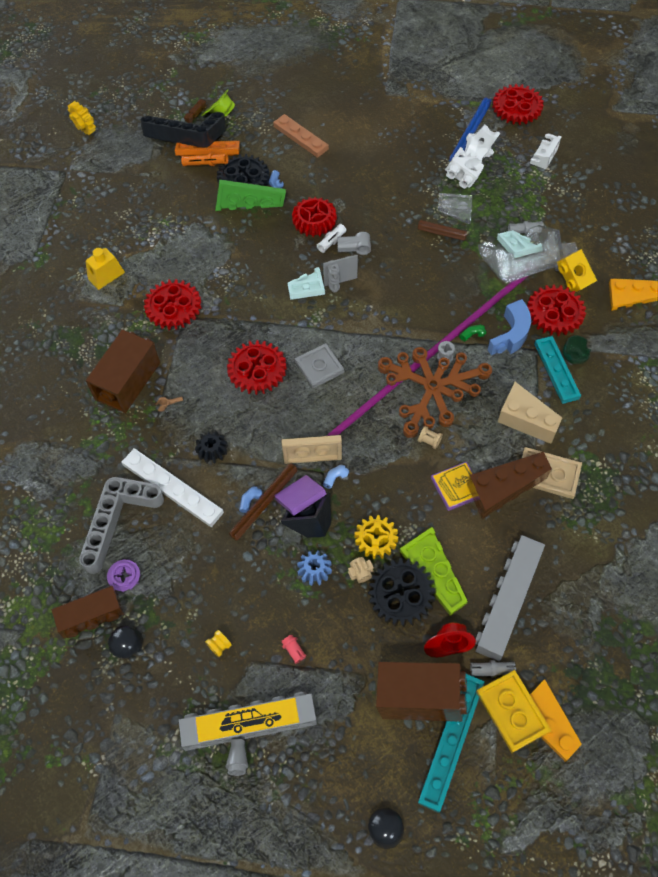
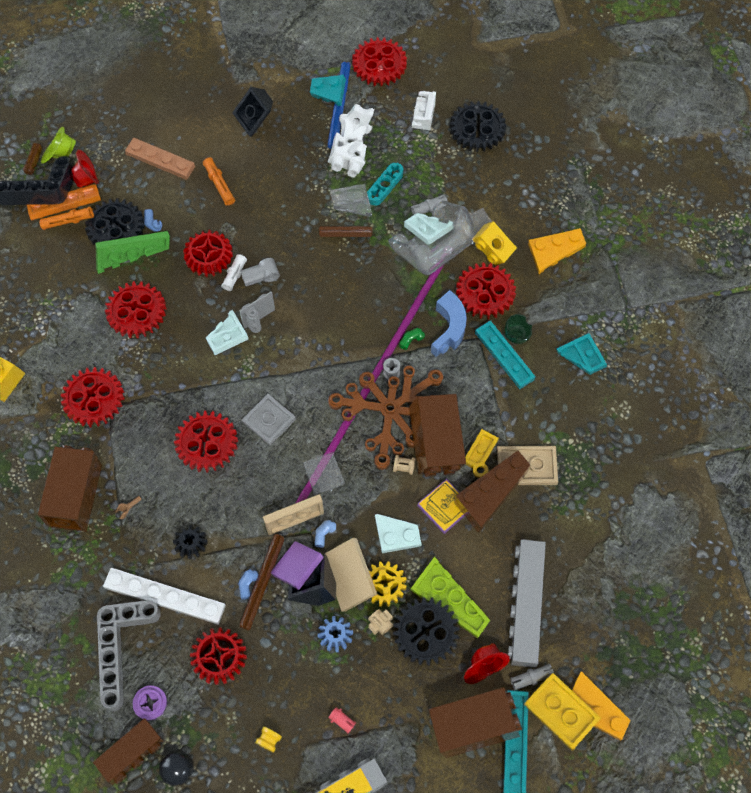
camera: 20 degrees left, 5 degrees up
(185, 550) = (210, 657): none -> red gear
(233, 127) = (83, 170): none -> red piece
(235, 245) = (135, 309): none -> red gear
(343, 160) = (216, 176): none -> orange pin
(347, 518) = (351, 575): none -> tan tile
(353, 423) = (323, 473): none -> clear piece
(393, 114) = (253, 109): none -> black slope
(403, 497) = (396, 534): none -> light aqua wing
(465, 114) = (329, 88): none -> teal wing
(469, 417) = (437, 434): none -> reddish brown brick
(487, 207) = (384, 191): none -> teal beam
(507, 446) = (480, 452): none -> yellow hinge
(529, 415) = (492, 412): tan wedge -> none
(603, 178) = (464, 126): none -> black gear
(634, 389) = (583, 354): none -> teal wing

